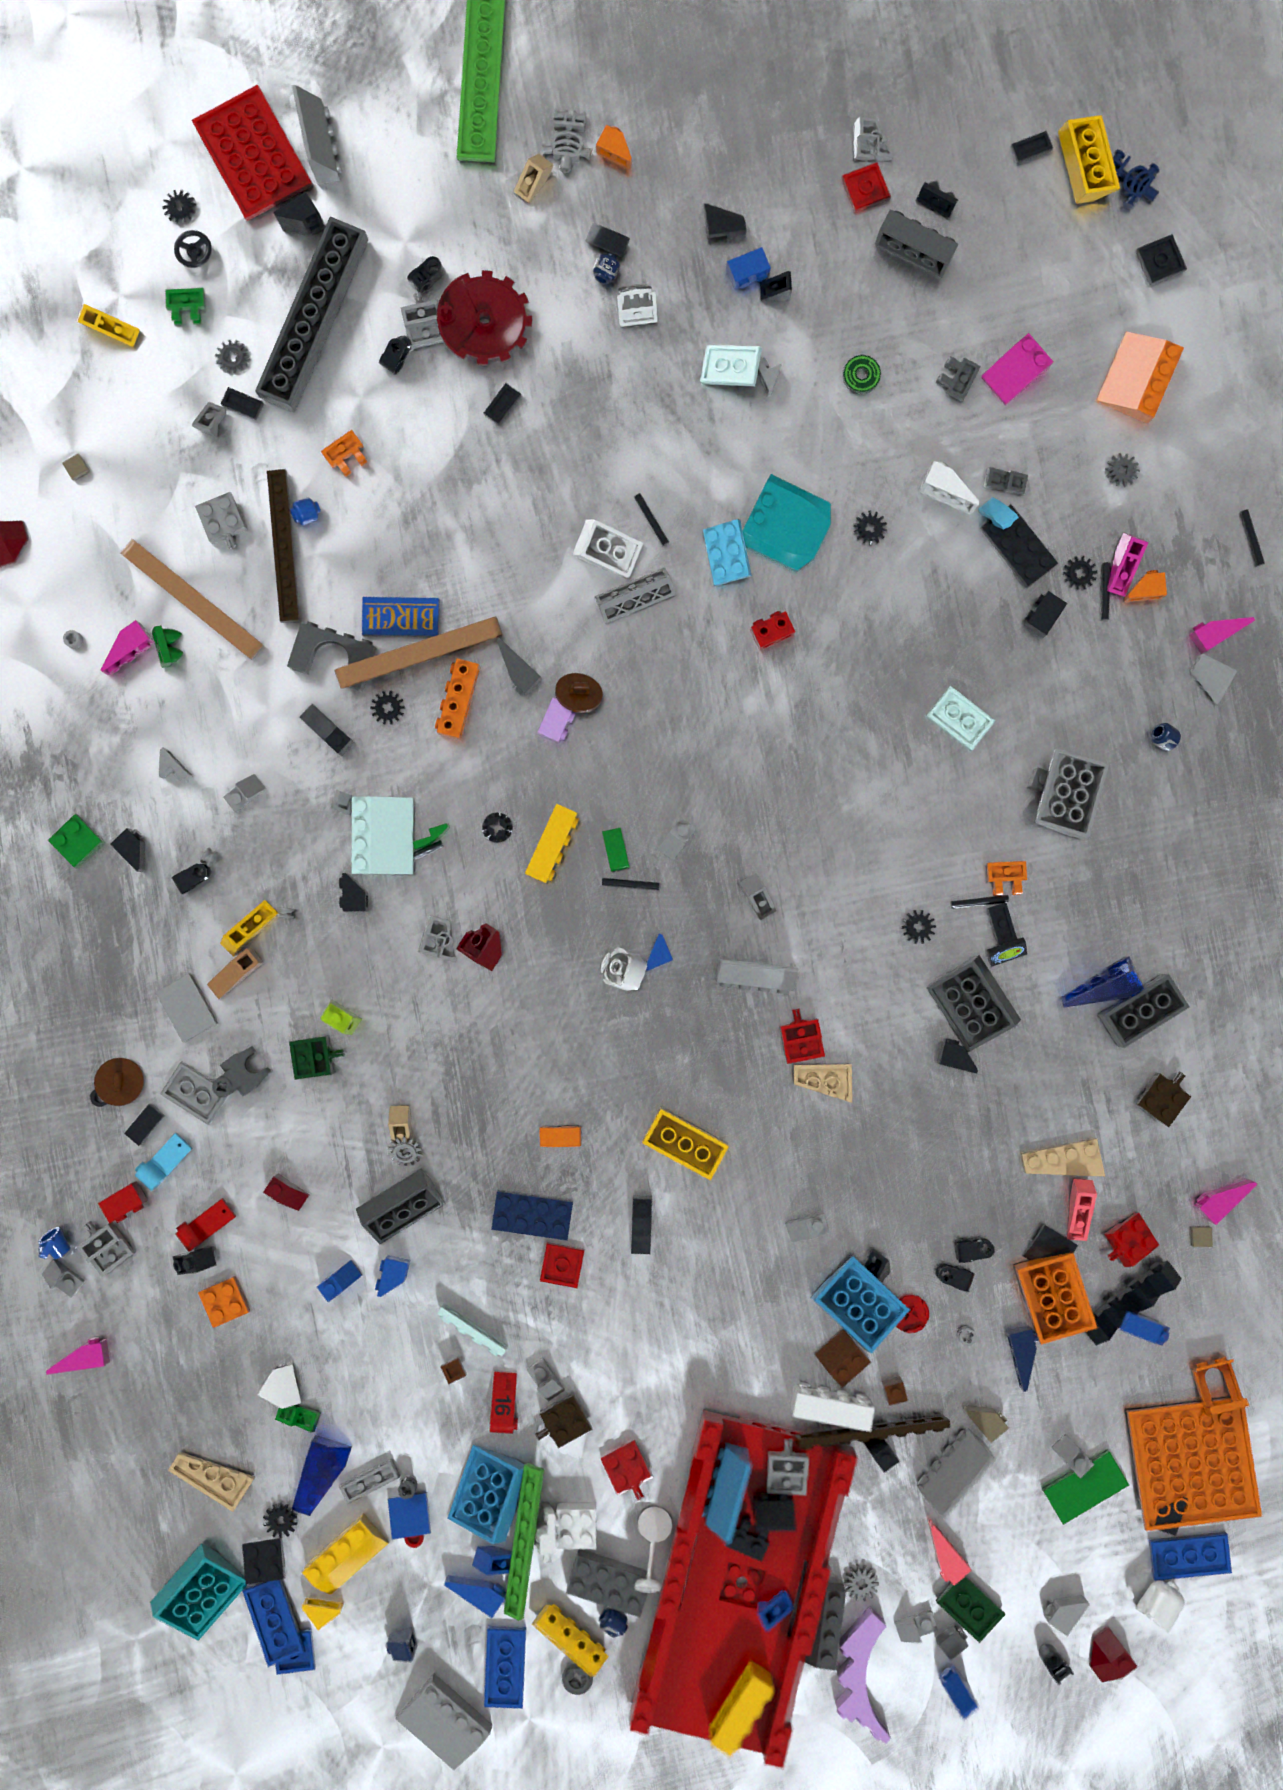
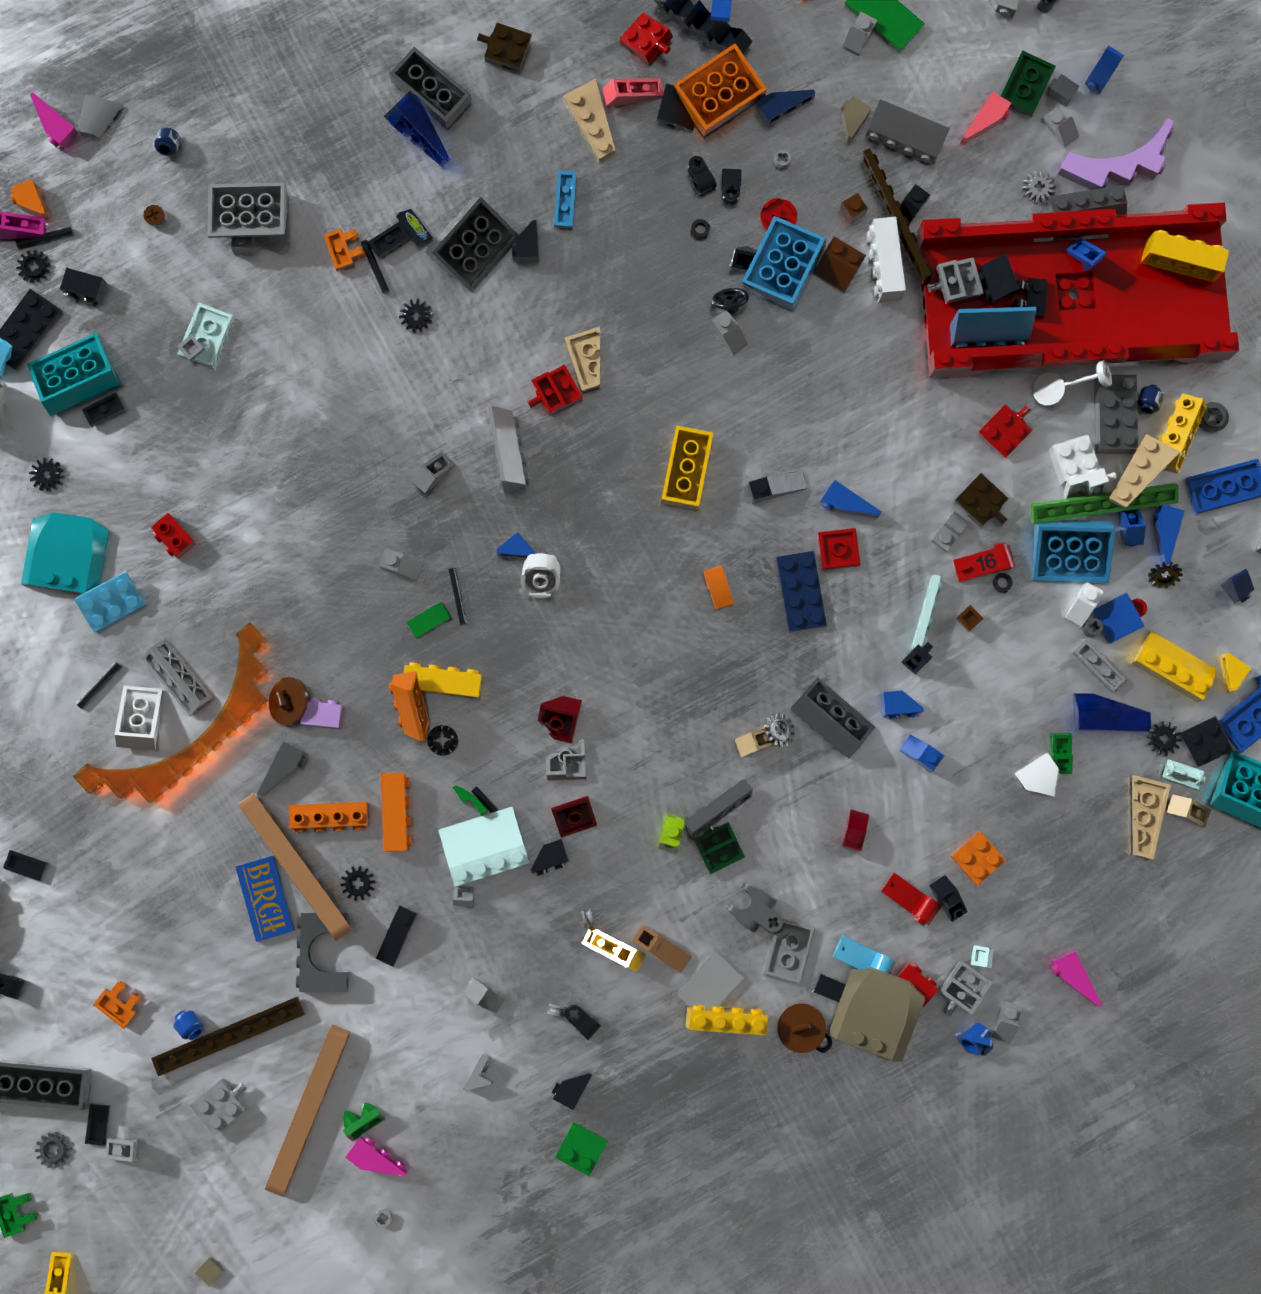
camera: 115 degrees left, 5 degrees down
(107, 1157) = (877, 1013): none -> dark tan wedge
(129, 1275) = (982, 956): none -> light aqua plate
(146, 1013) = (728, 1021): none -> yellow brick
(203, 1520) = (1188, 810): none -> tan slope
(239, 1527) = (1183, 774): none -> light aqua hinge
(346, 1069) = (718, 809): none -> dark grey slope
(385, 929) = (574, 816): none -> dark red slope
(430, 1308) = (918, 658): none -> black hinge
(433, 1487) = (1084, 604): none -> white slope
(436, 1567) = (1173, 572): none -> black gear
(441, 761) = (394, 812): none -> orange brick
(480, 1421) = (1007, 577): none -> black piece
(536, 806) = (410, 705): none -> orange slope
(543, 1591) = (1143, 468): none -> tan wing
(591, 649) = (156, 778): none -> clear orange arch
(606, 1286) = (845, 501): none -> blue slope
(837, 1238) = (730, 301): none -> black piece
(916, 599) = (103, 409): none -> black plate
(927, 1235) = (700, 222): none -> black piece
(951, 700) = (190, 348): none -> light grey plate
(960, 580) = (73, 374): none -> teal slope
(990, 1108) = (565, 199): none -> dark azure plate
(1095, 703) = (154, 215): none -> reddish brown piece

